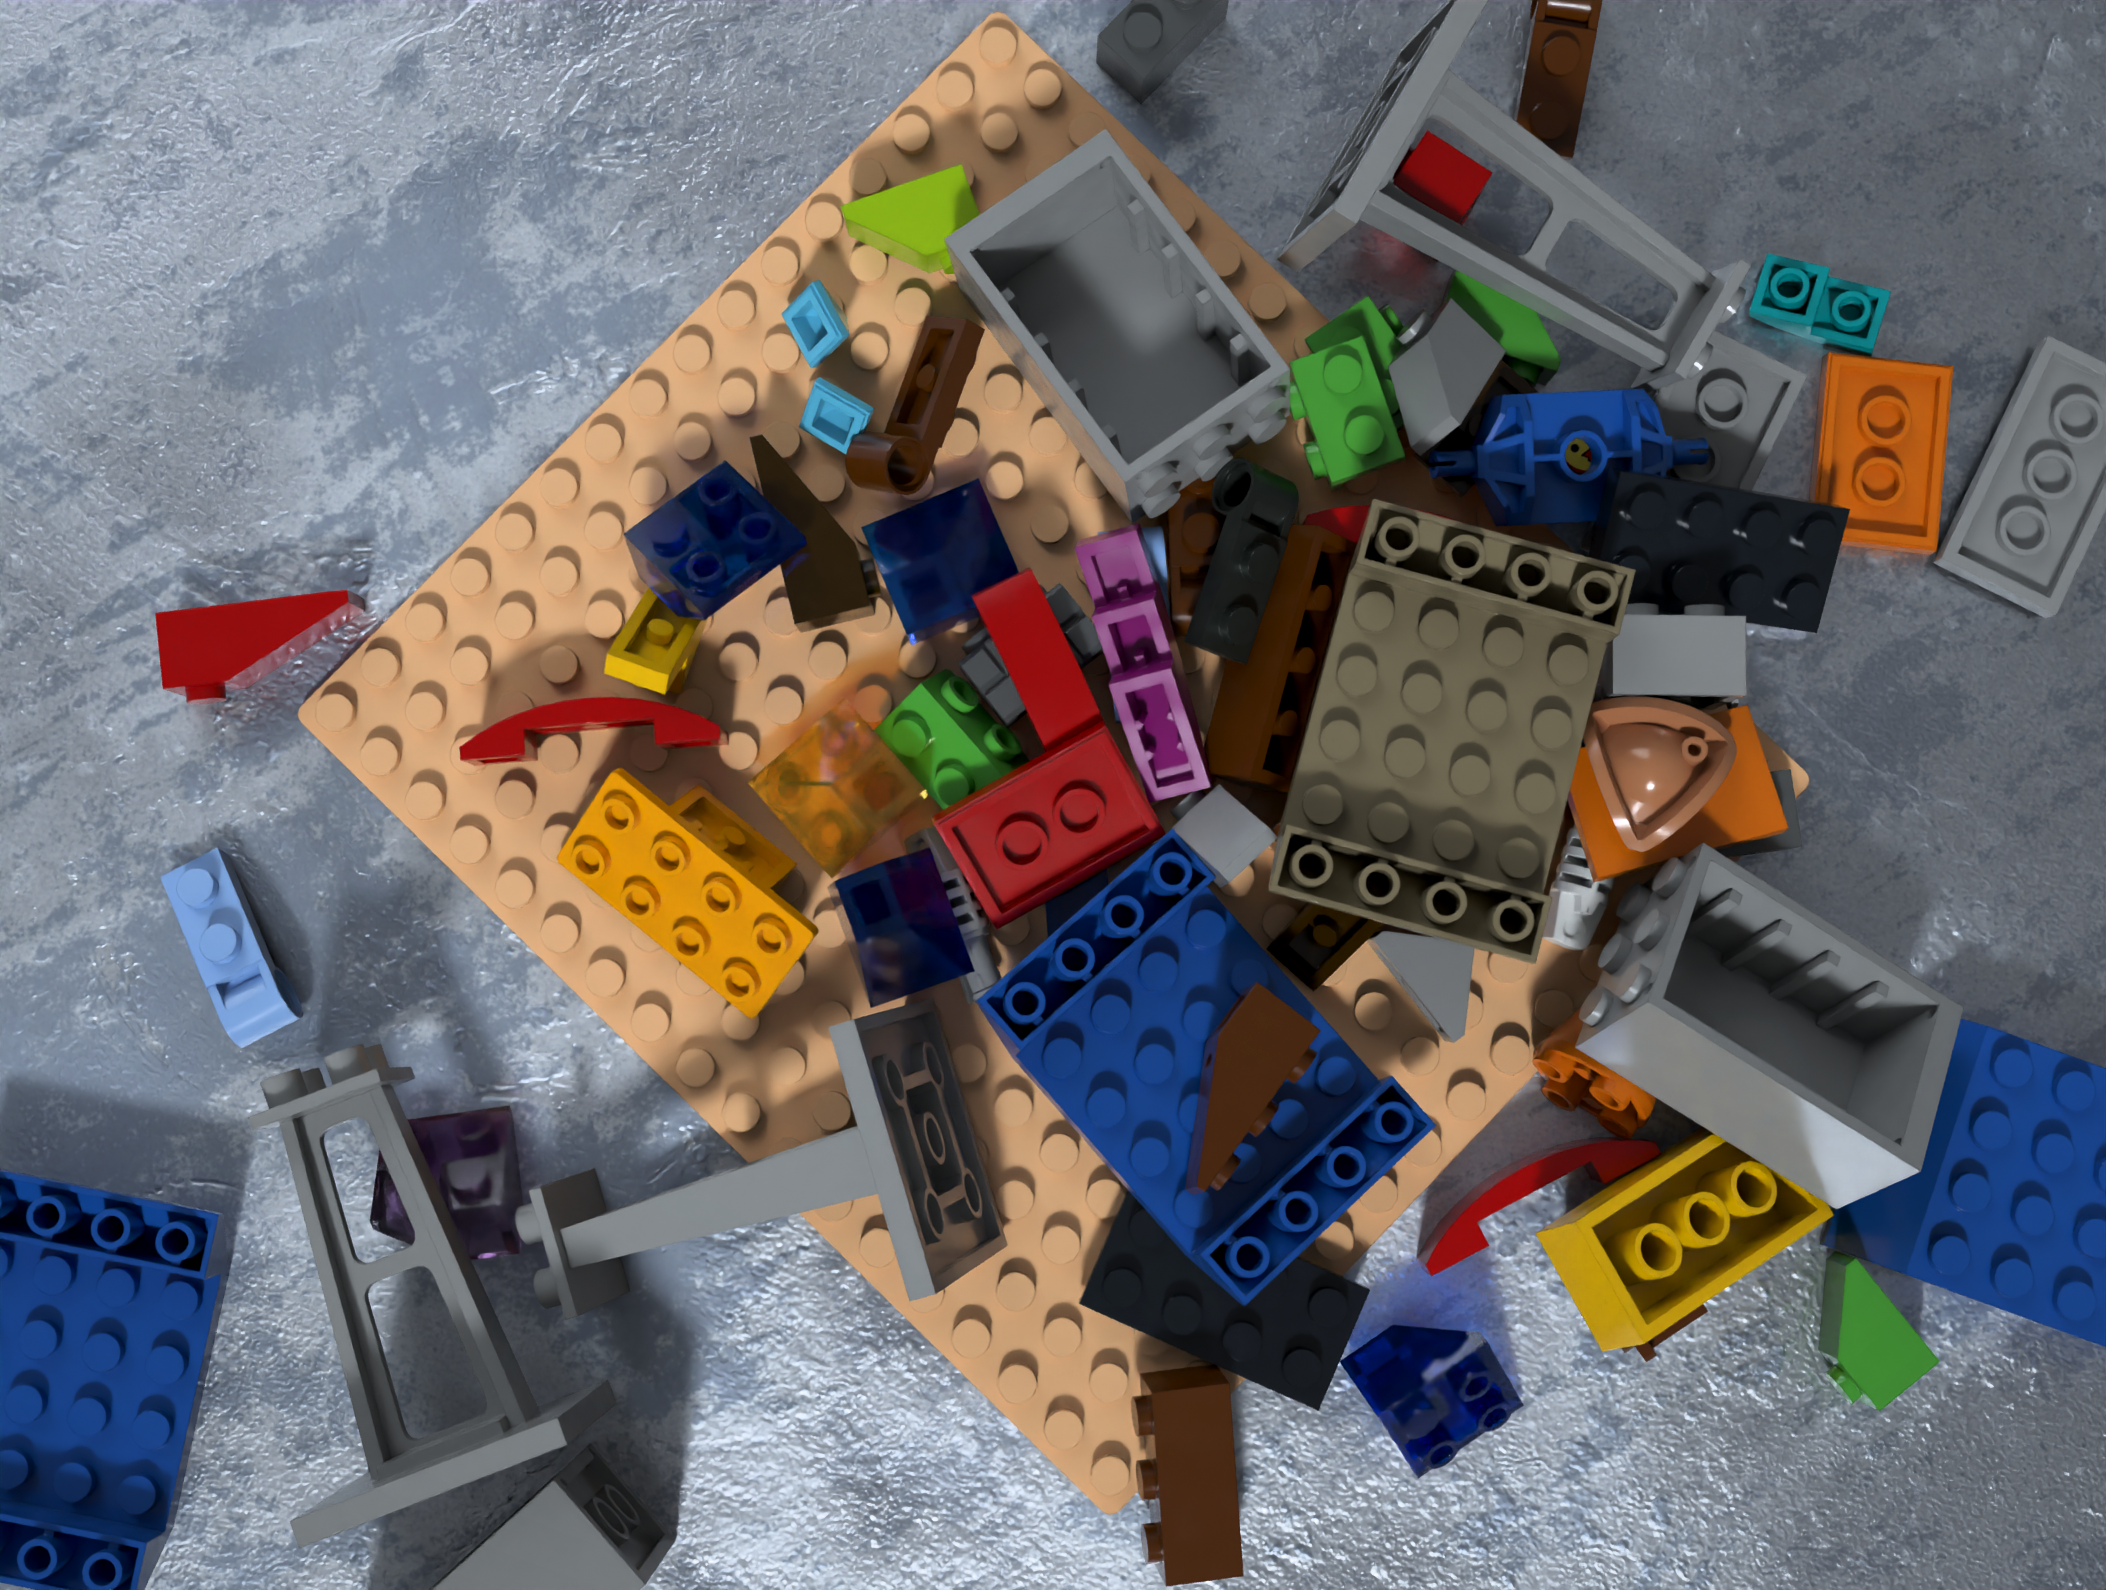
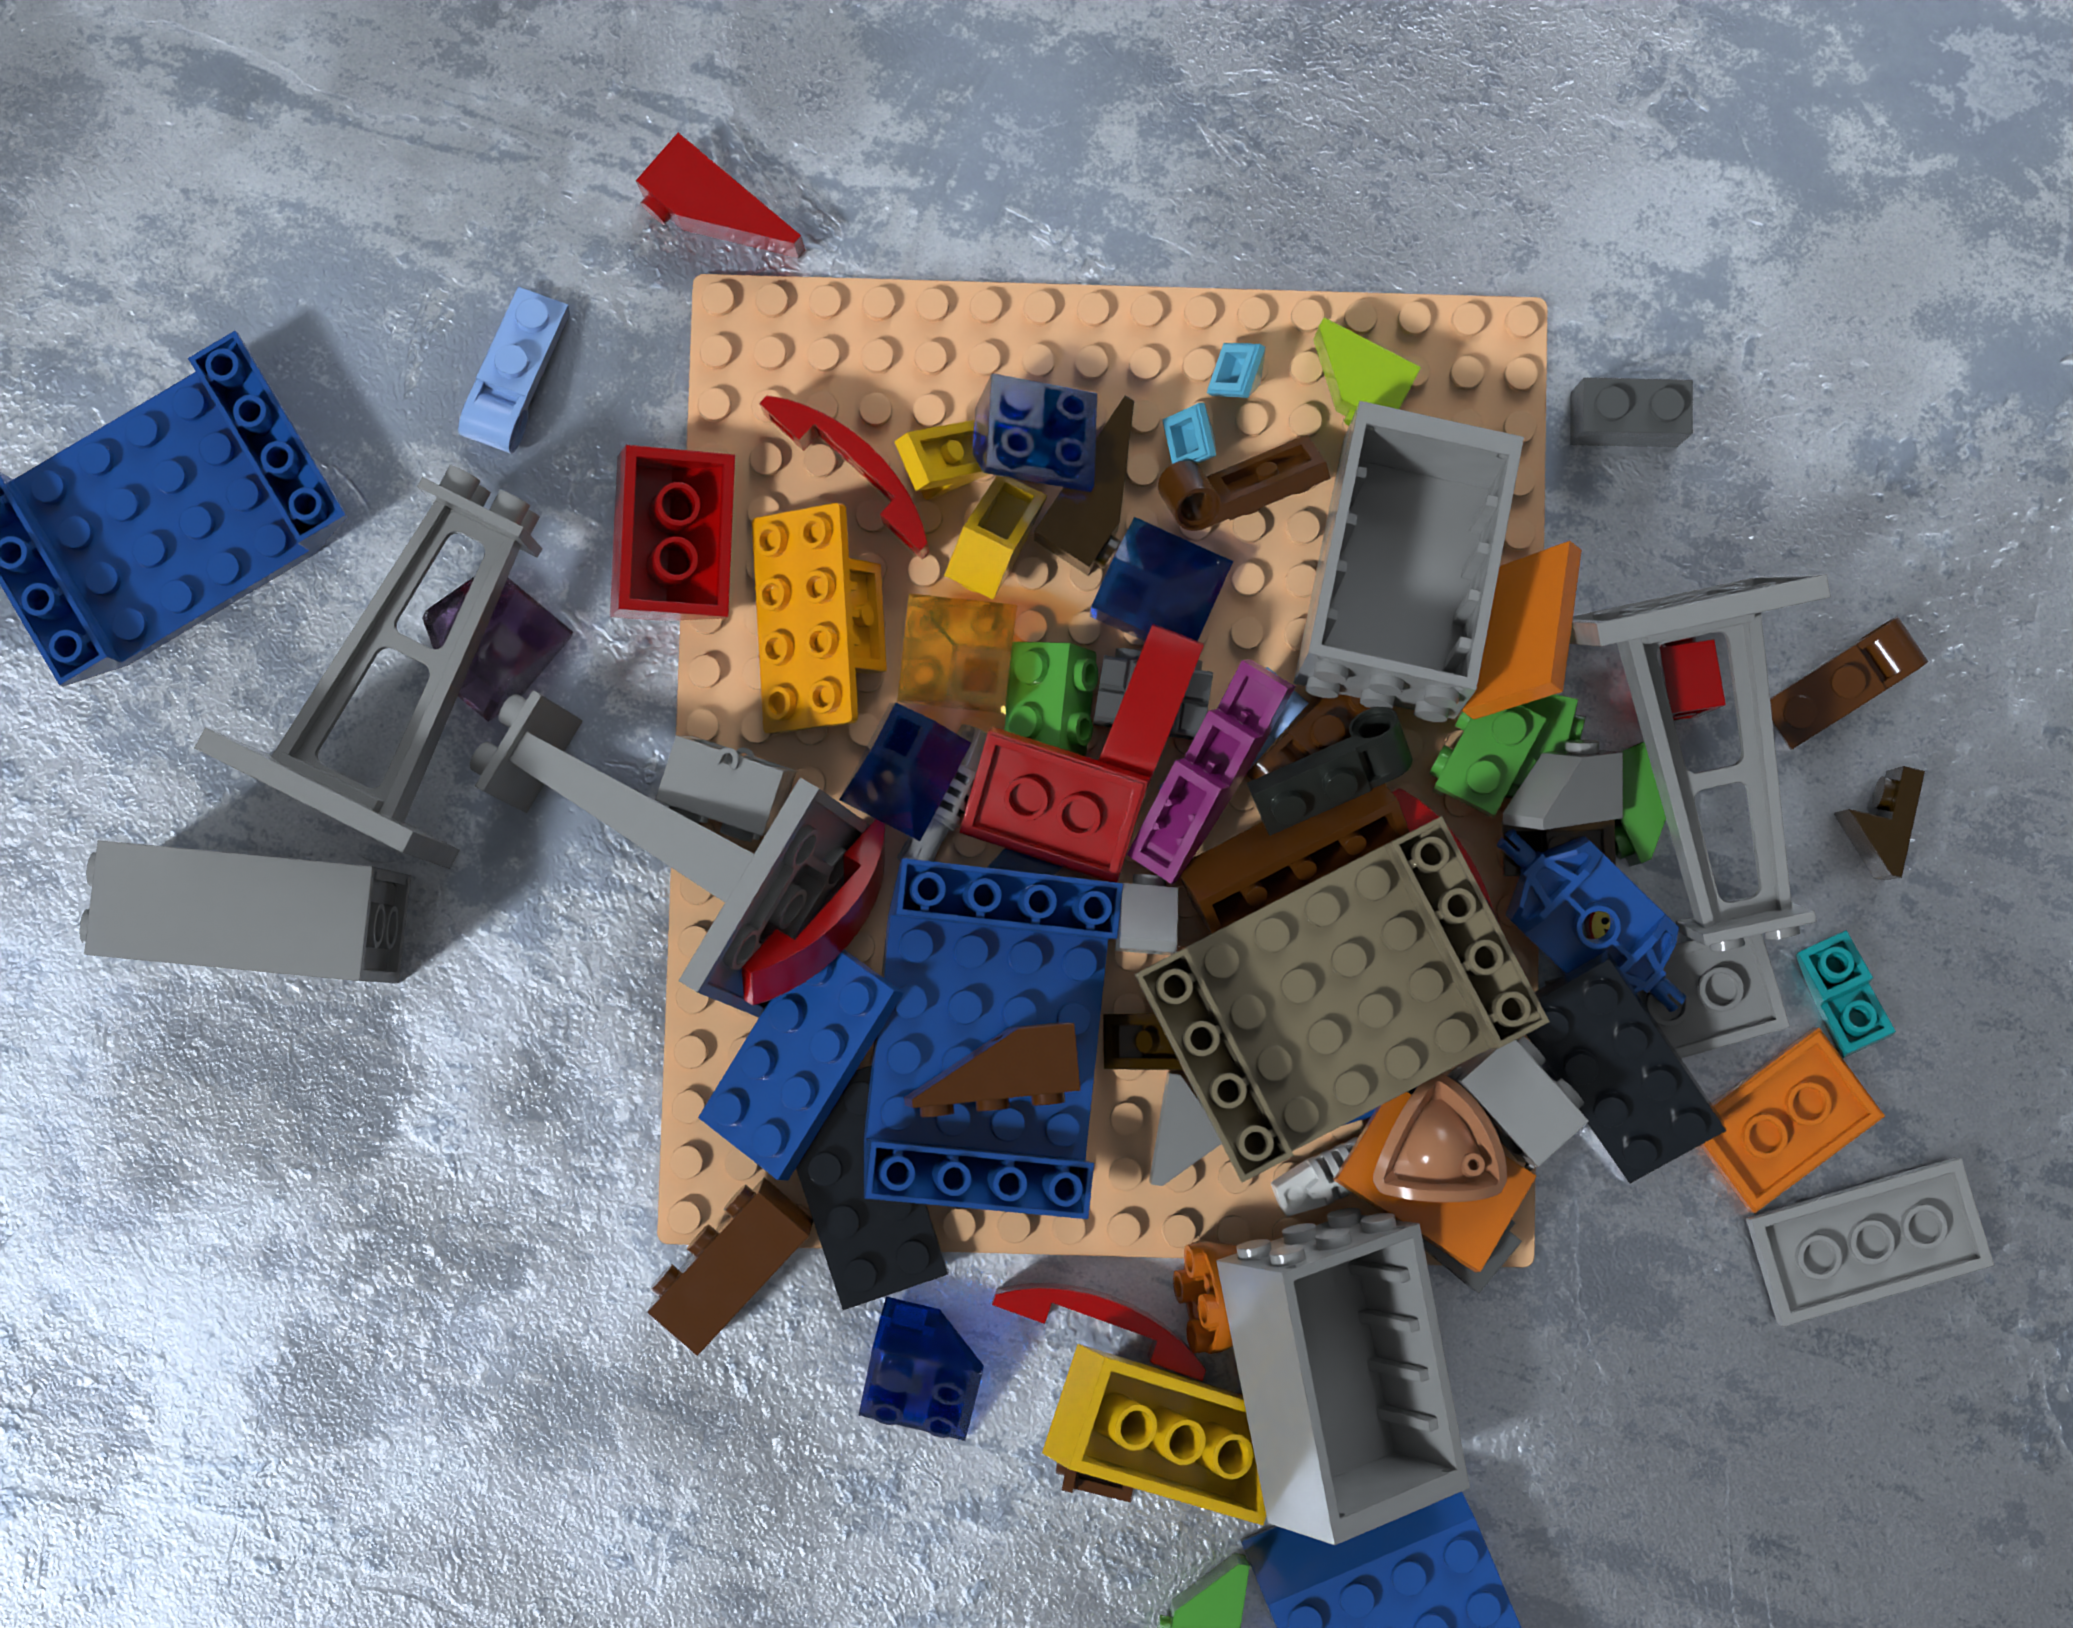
camera: 45 degrees right, 0 degrees up
(504, 941) = (672, 534): none -> red slope
(761, 1103) = (723, 785): none -> light grey brick
(766, 662) = (994, 536): none -> yellow slope
(977, 1186) = (787, 962): none -> red slope
(1065, 1246) = (799, 1063): none -> blue plate
(1277, 278) = (1528, 631): none -> orange tile
(1719, 145) = (1885, 837): none -> dark brown slope

